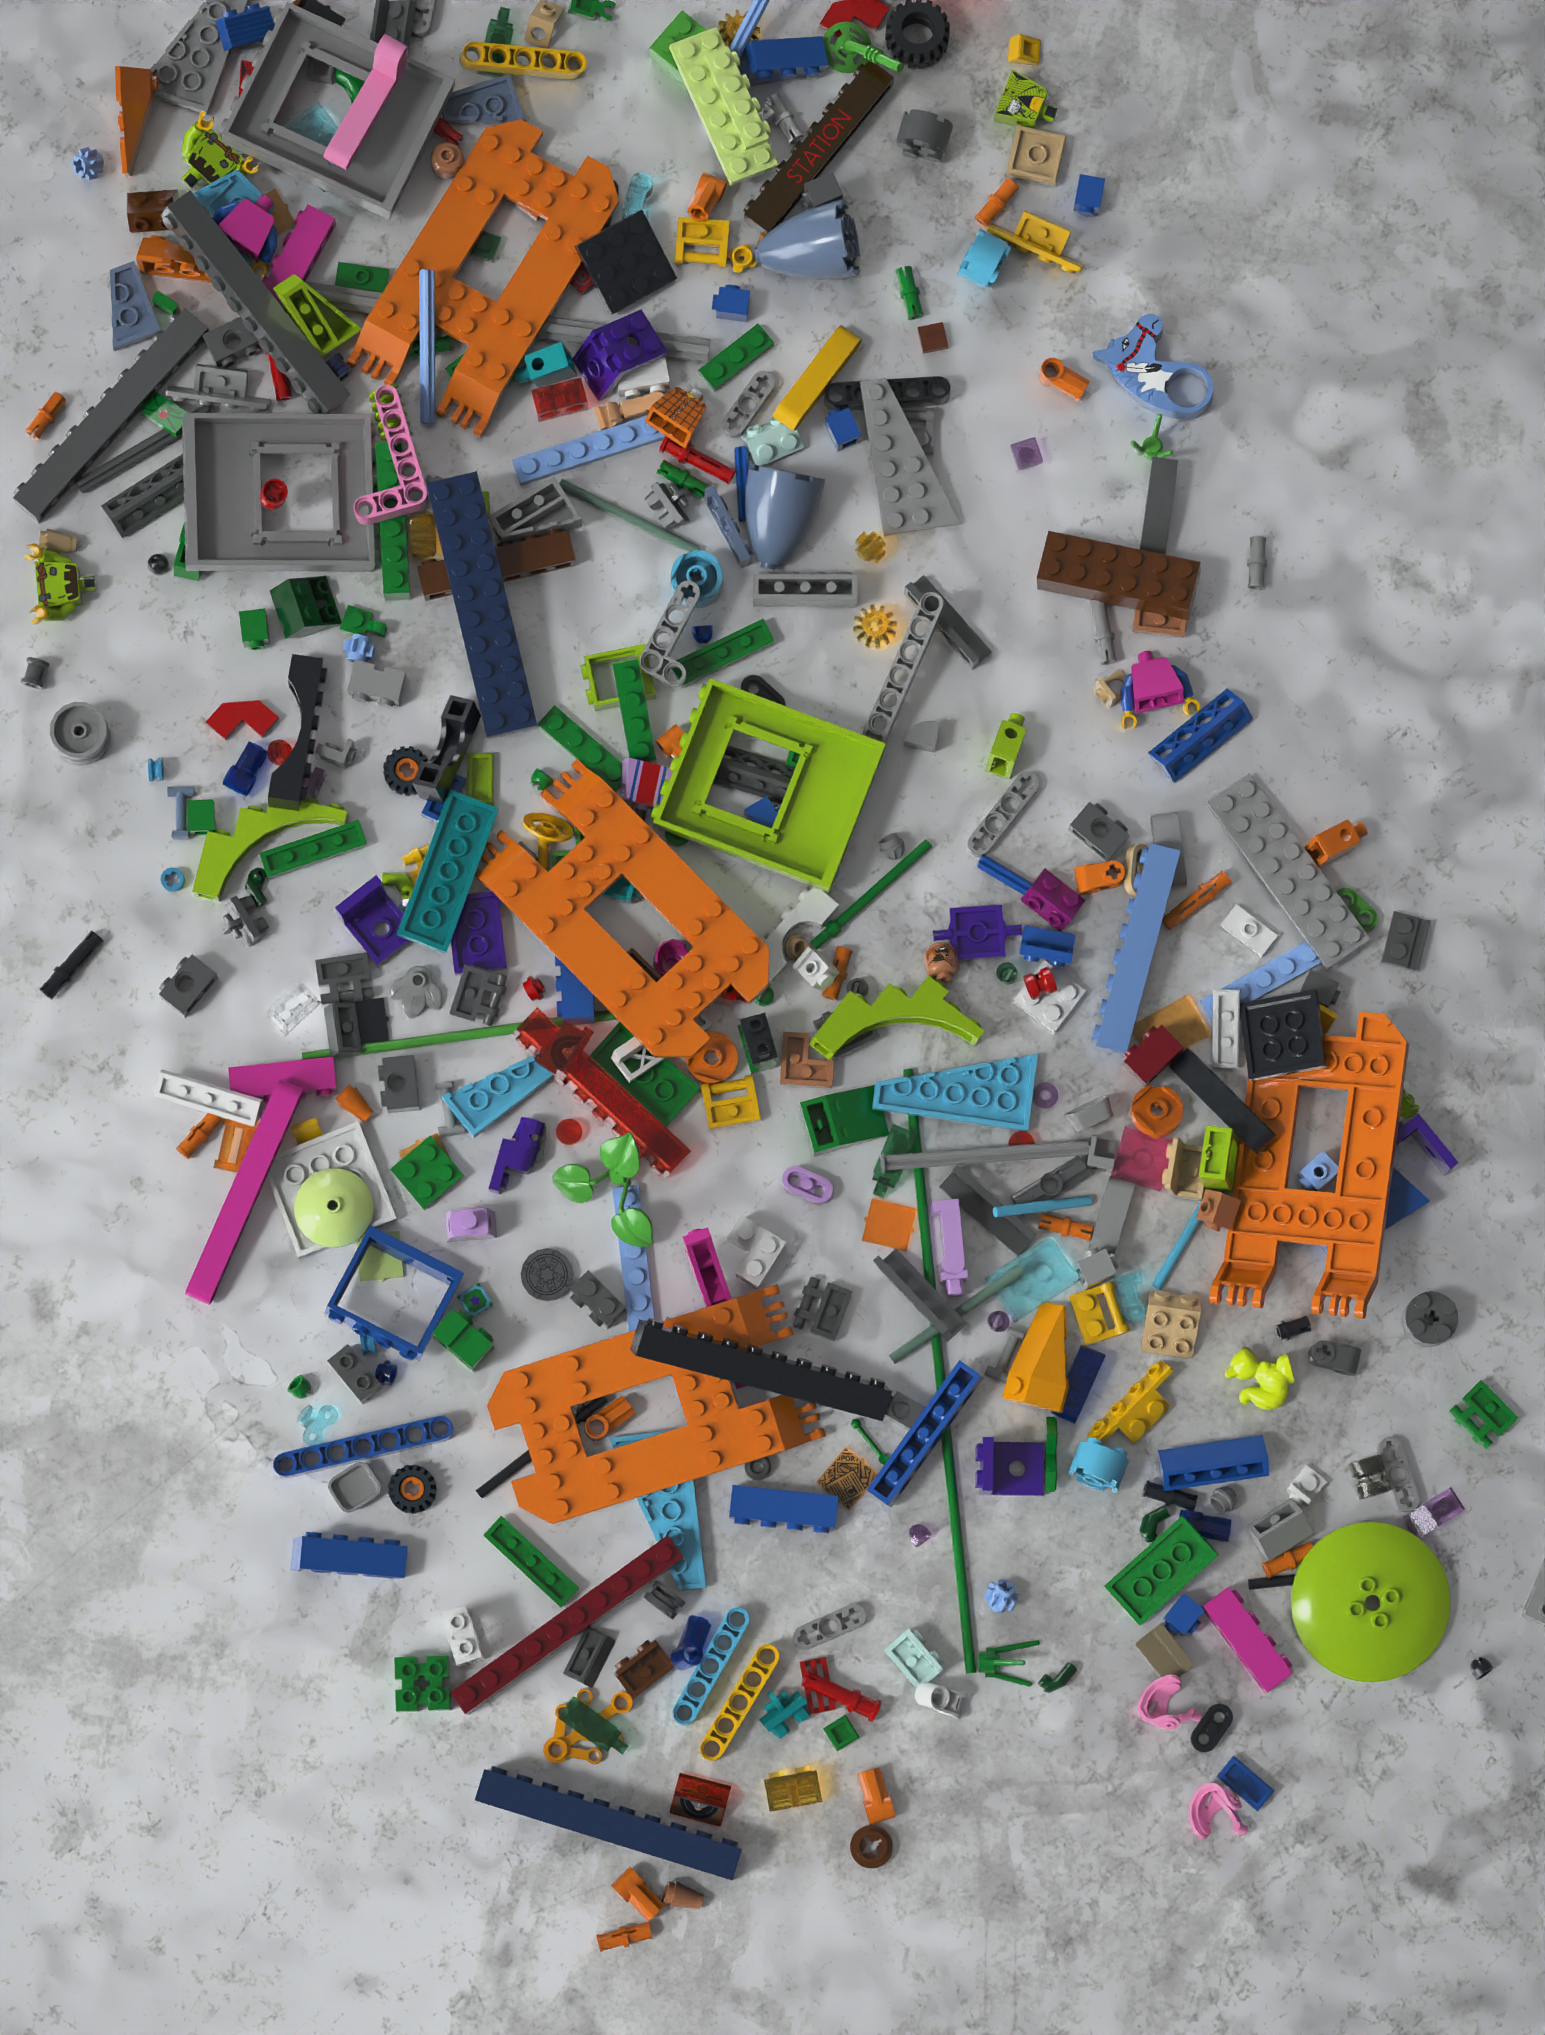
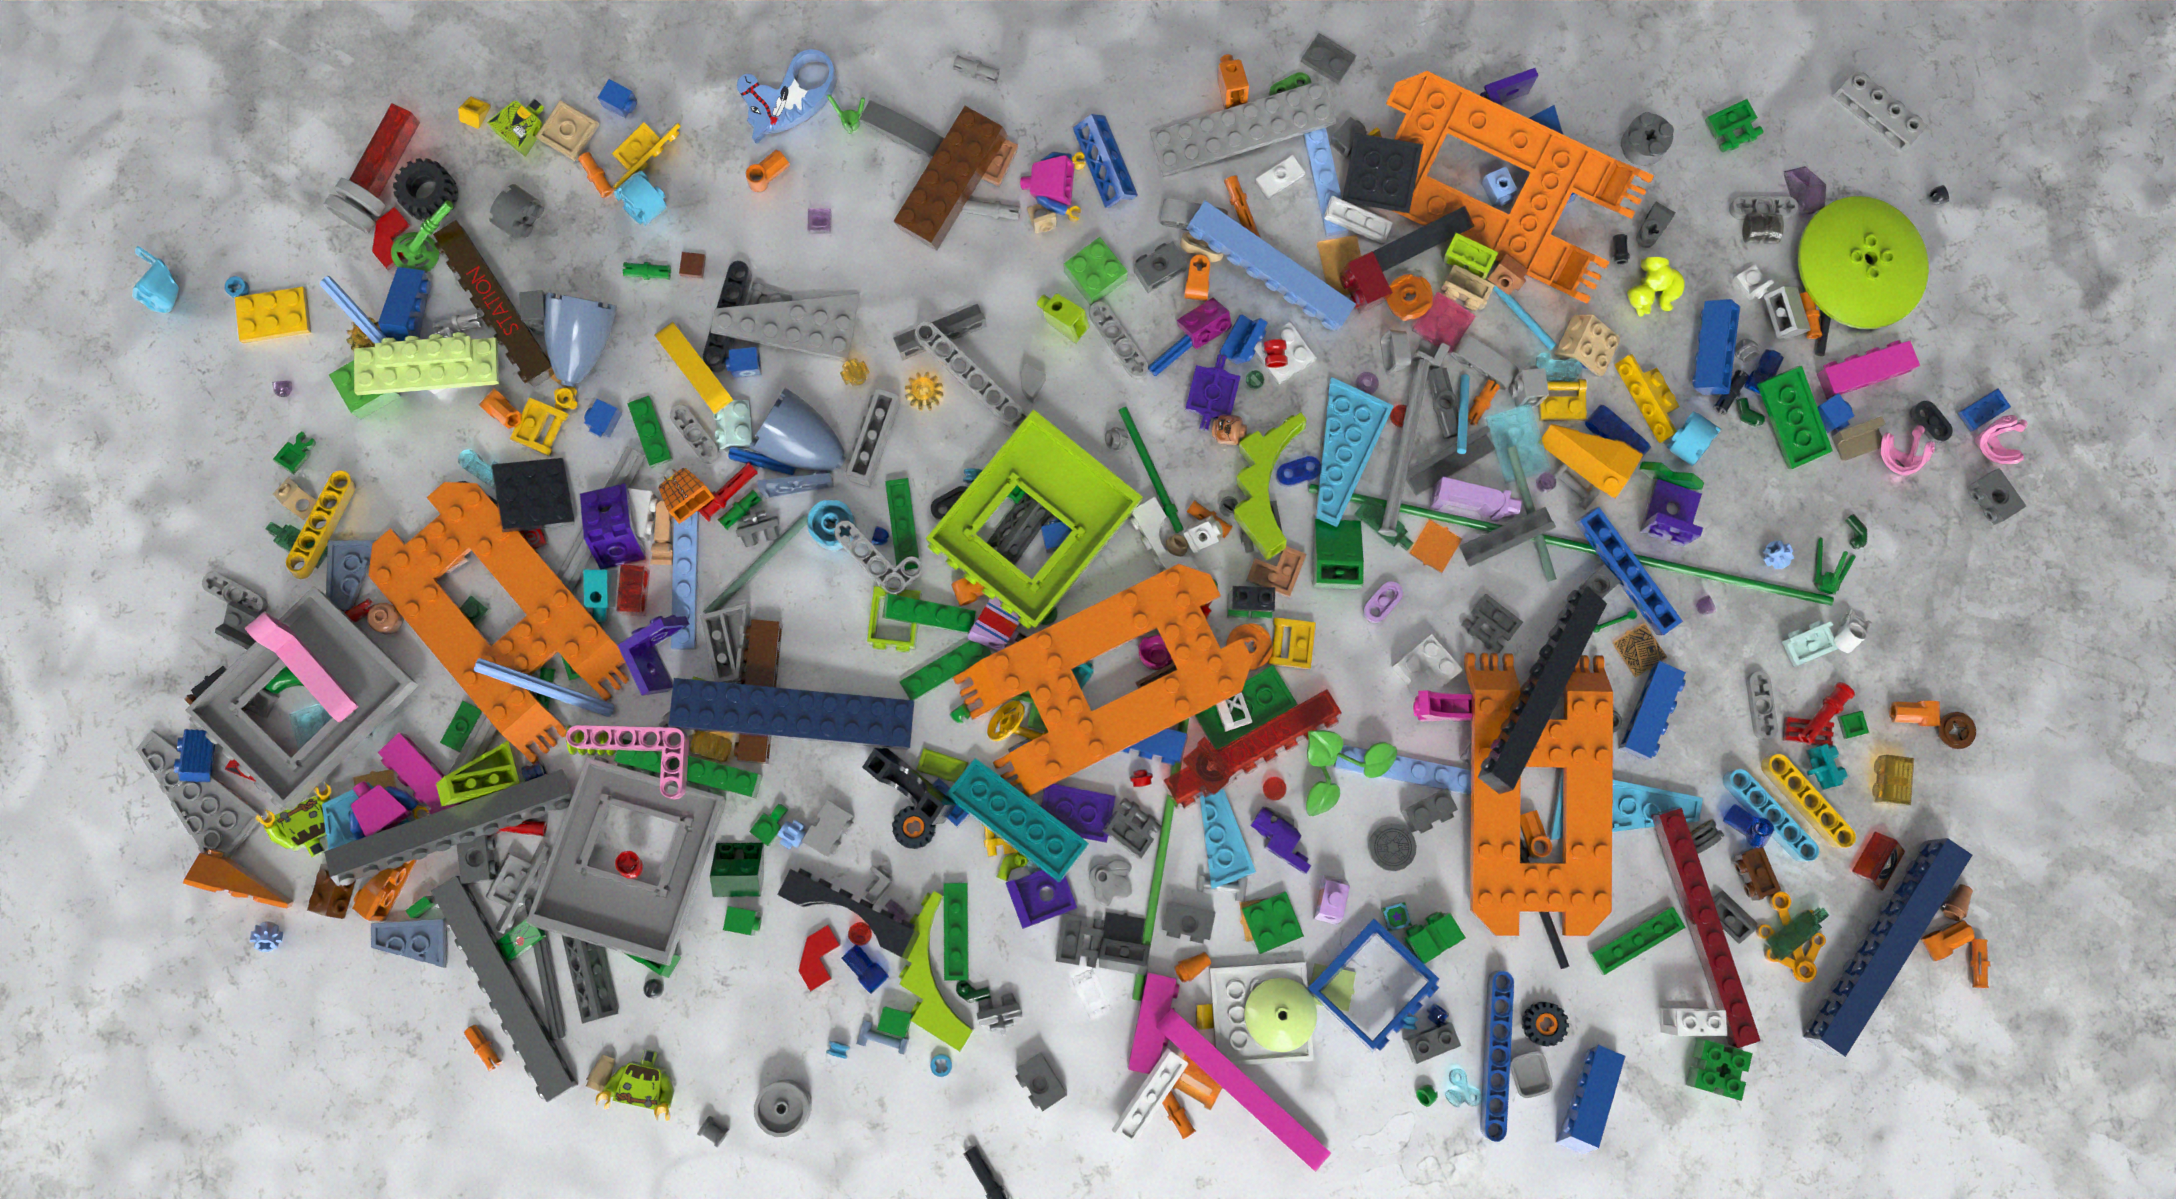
camera: 70 degrees left, 0 degrees up
(494, 432) = (643, 658): none -> dark purple bracket
(800, 705) = (971, 474): none -> dark azure bush
(922, 1051) = (1299, 471): none -> clear blue plate
(1069, 764) = (1095, 271): none -> bright green brick
(1162, 1812) = (2008, 499): none -> dark grey brick

